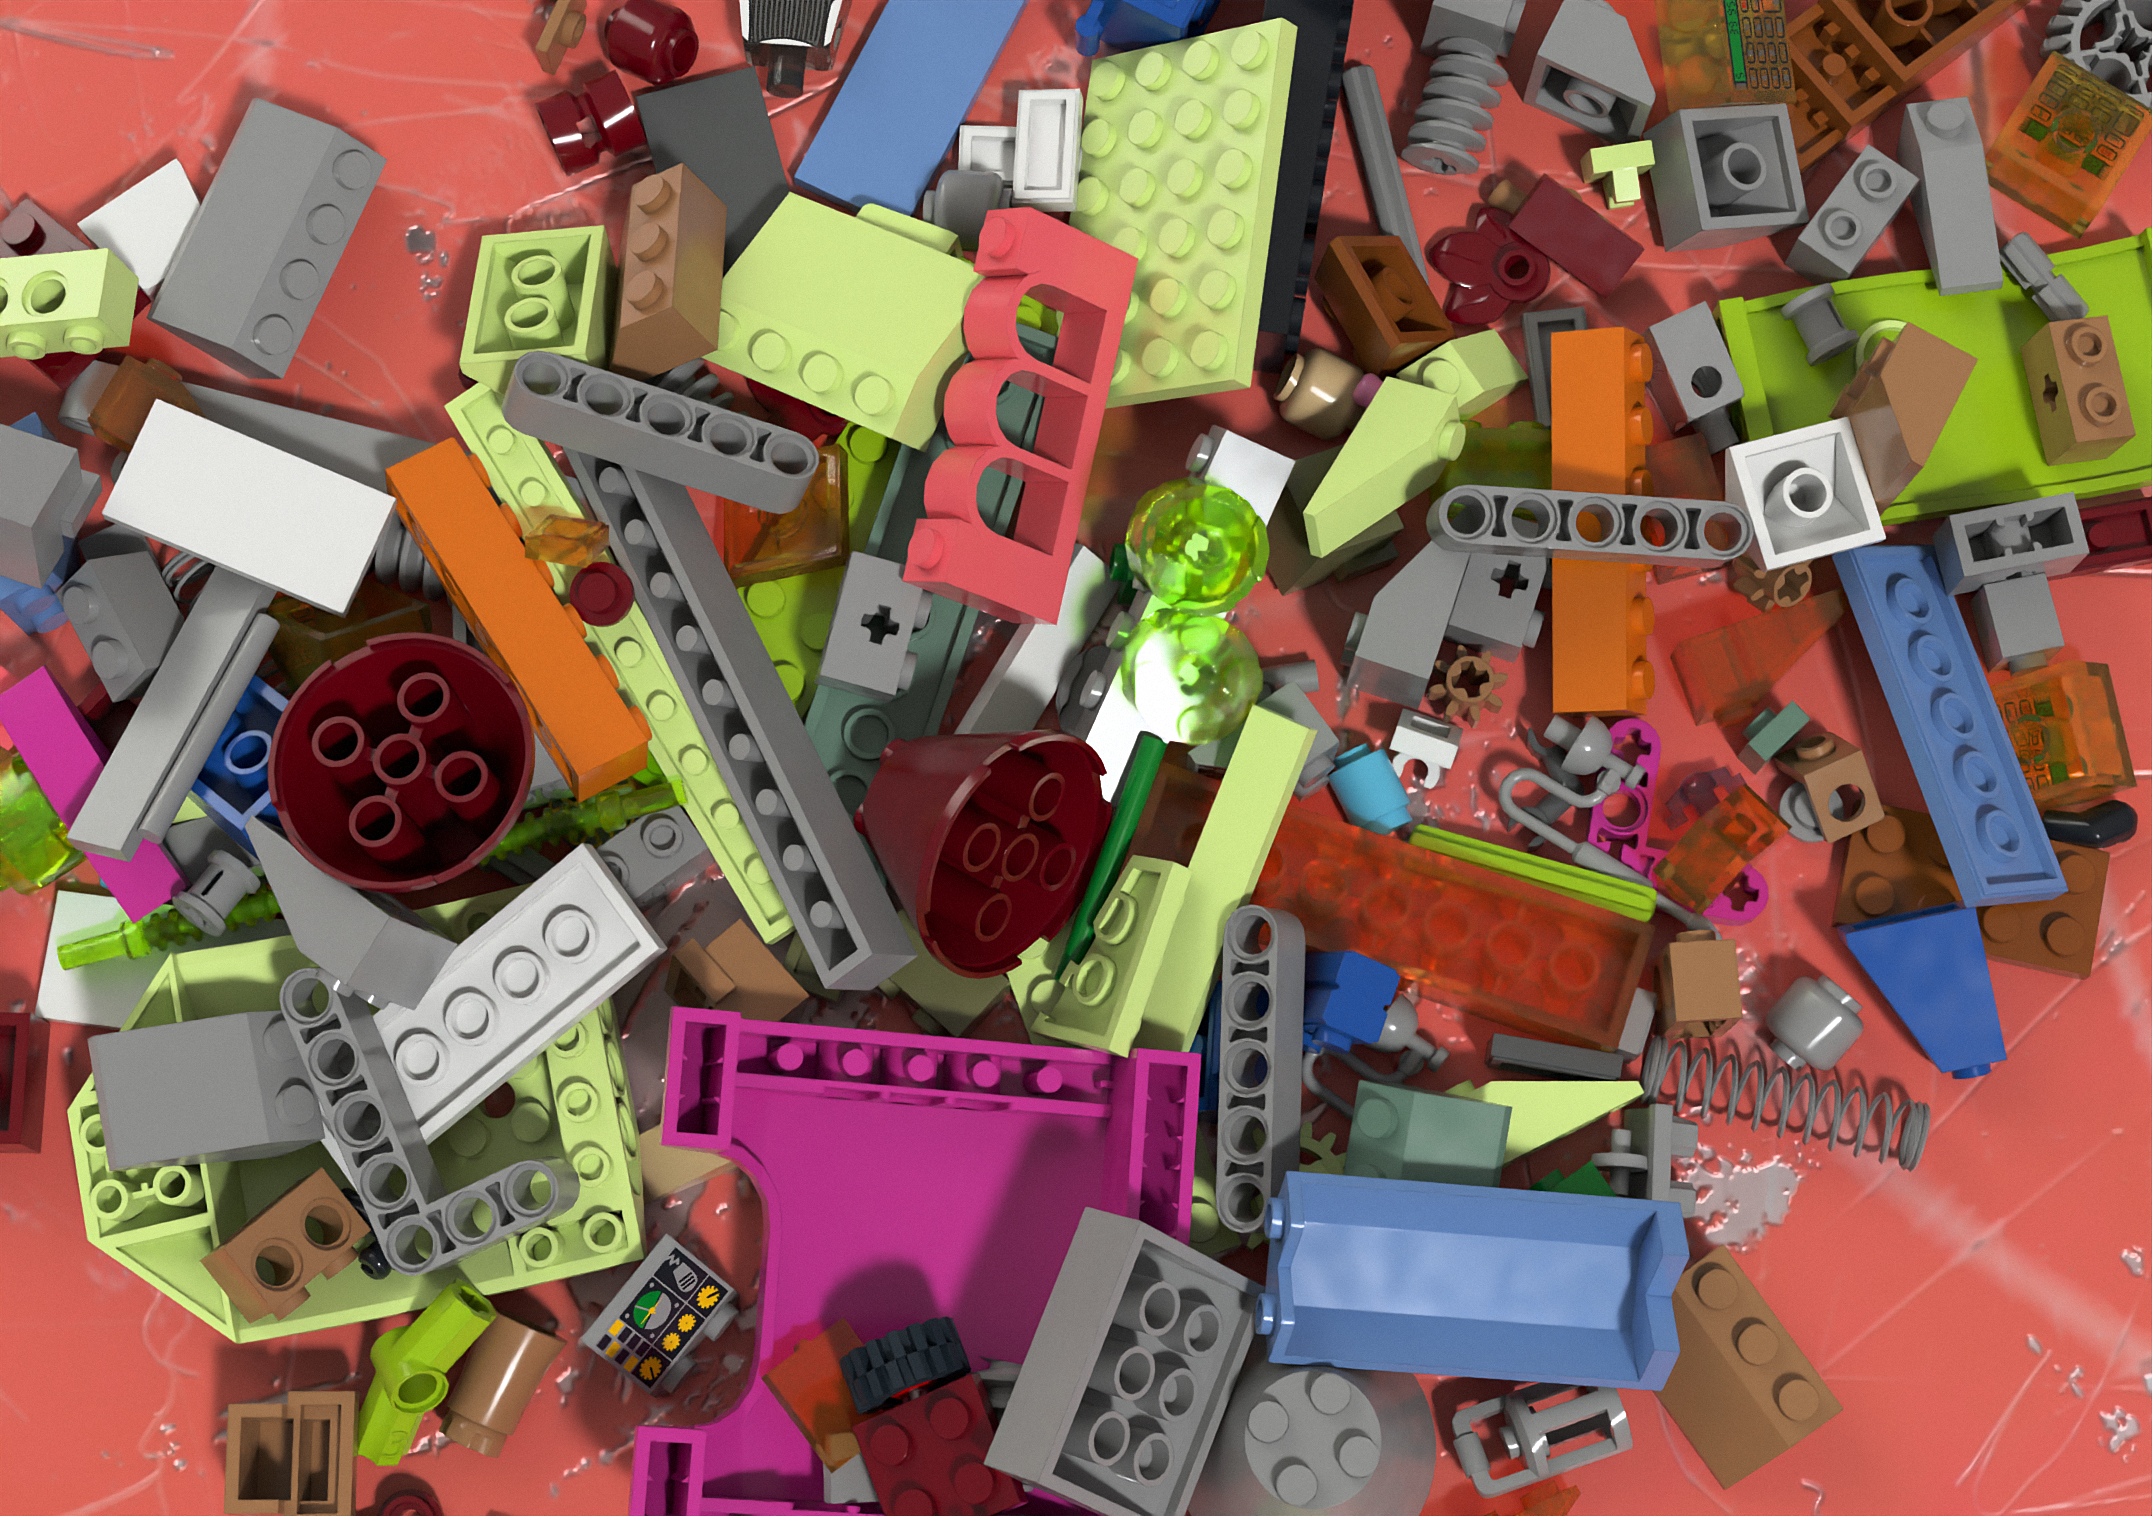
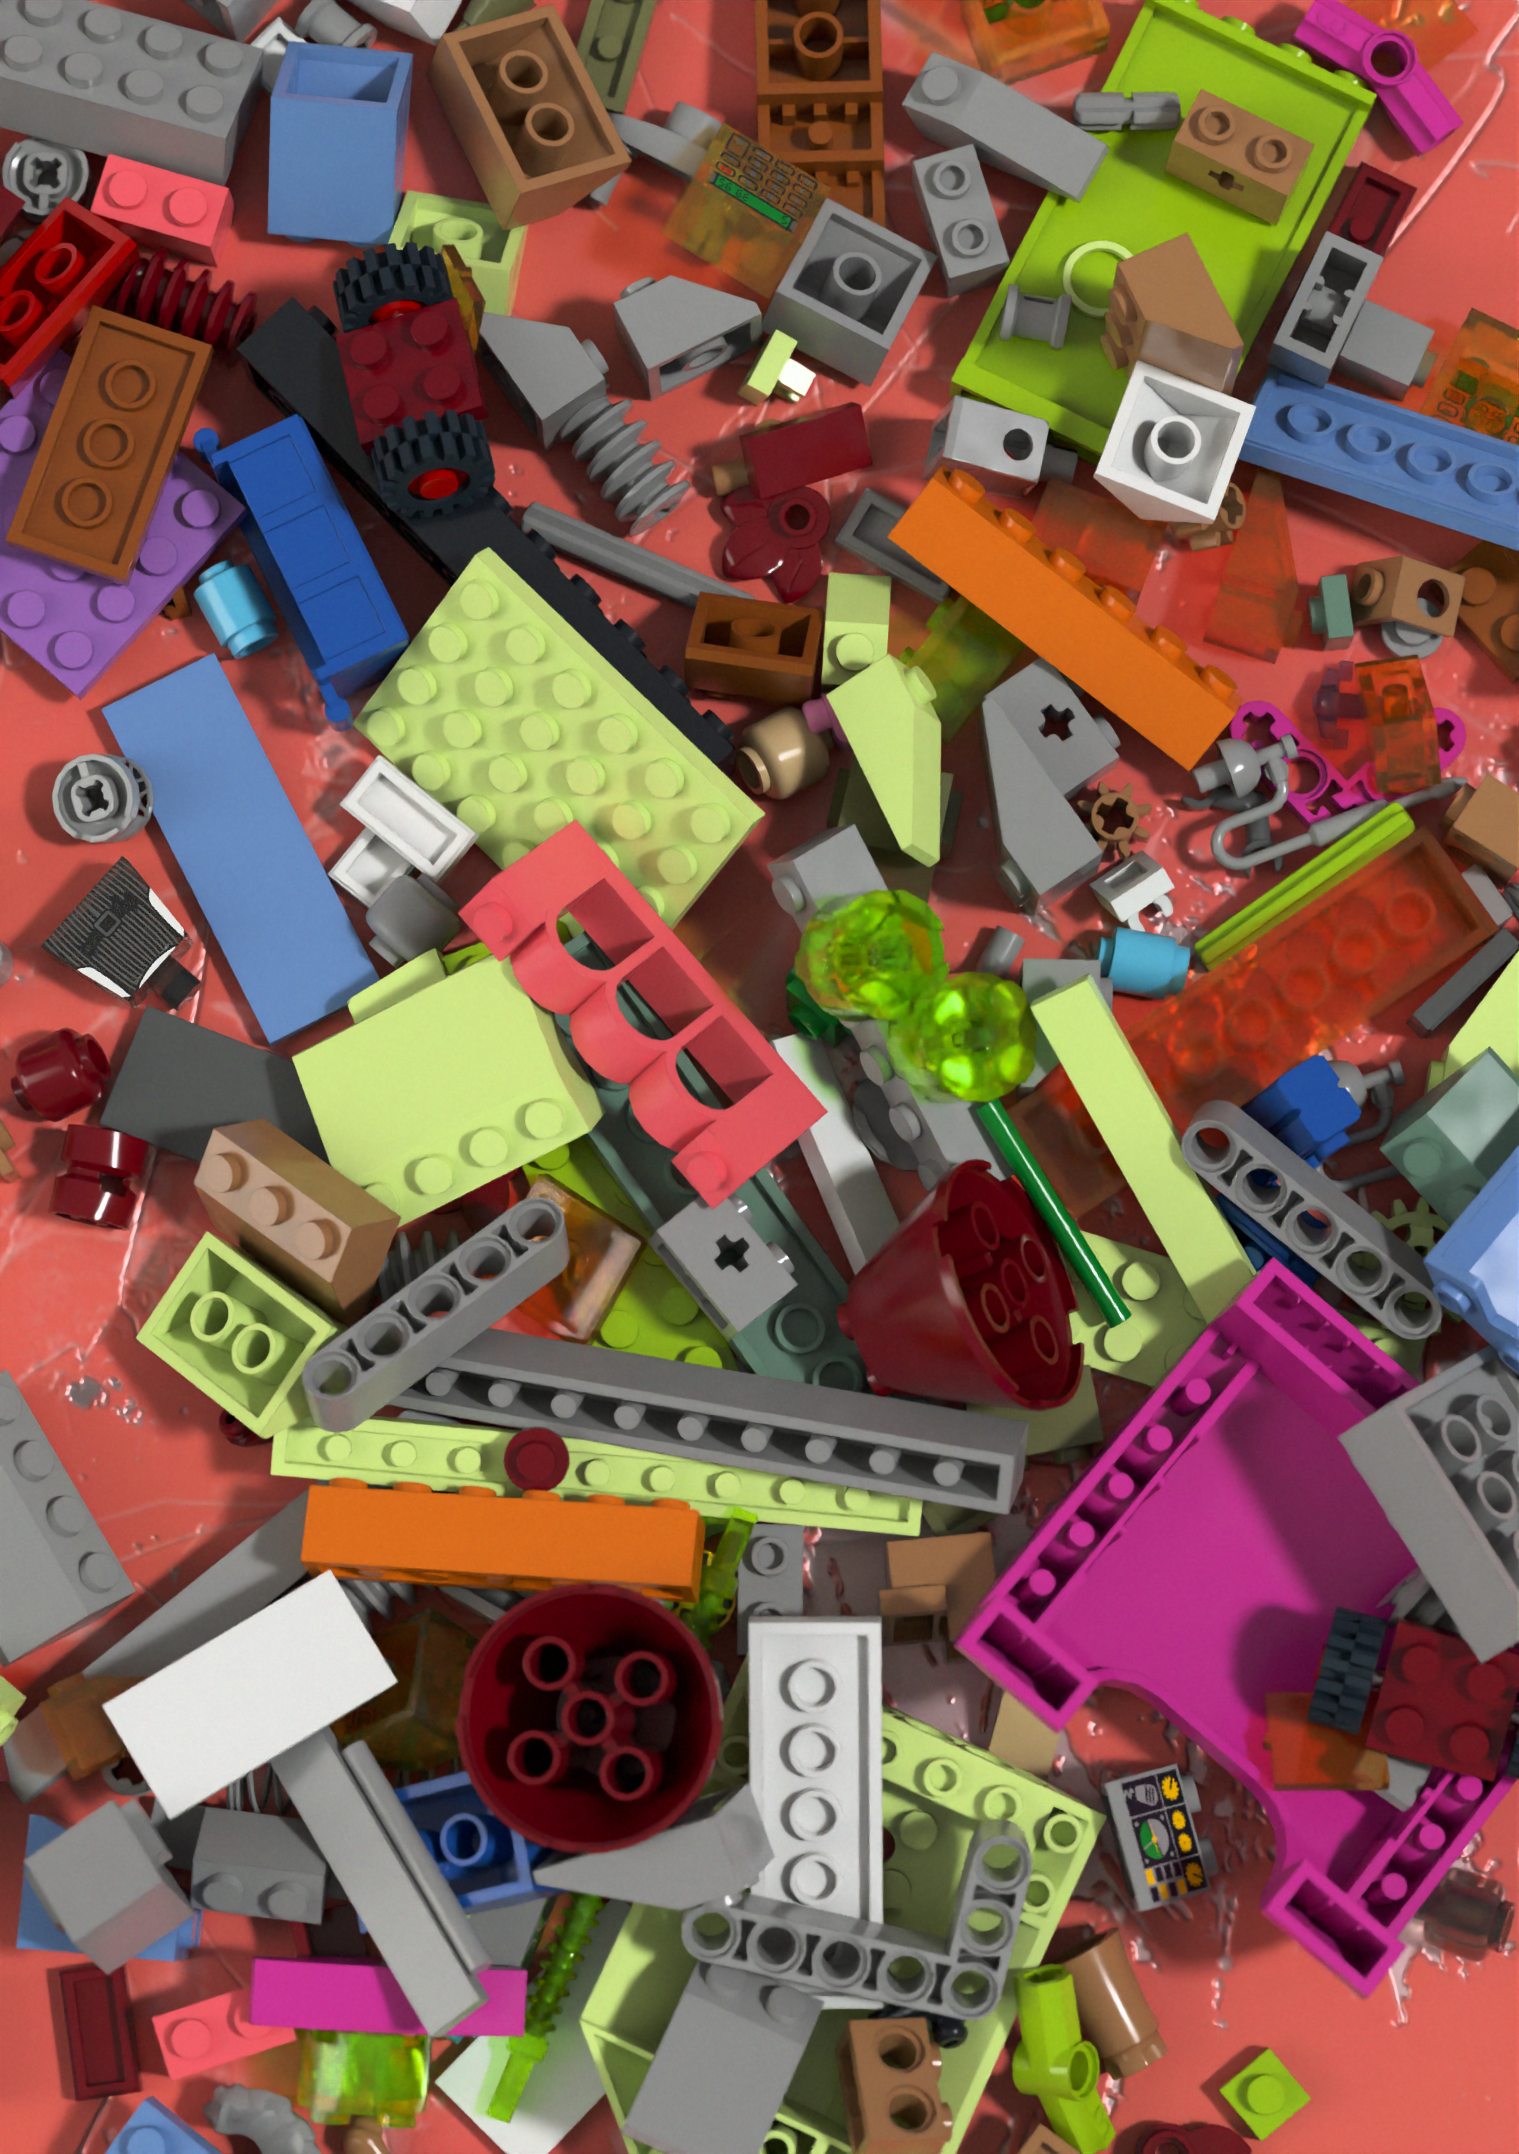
camera: 50 degrees left, 5 degrees up
(216, 892) = (551, 1949): light grey bush -> none
(567, 540) = (473, 1455): clear orange tile -> none
(1116, 976) = (1153, 1273): yellowish green wing -> none
(1619, 521) = (1098, 611): light grey beam -> none

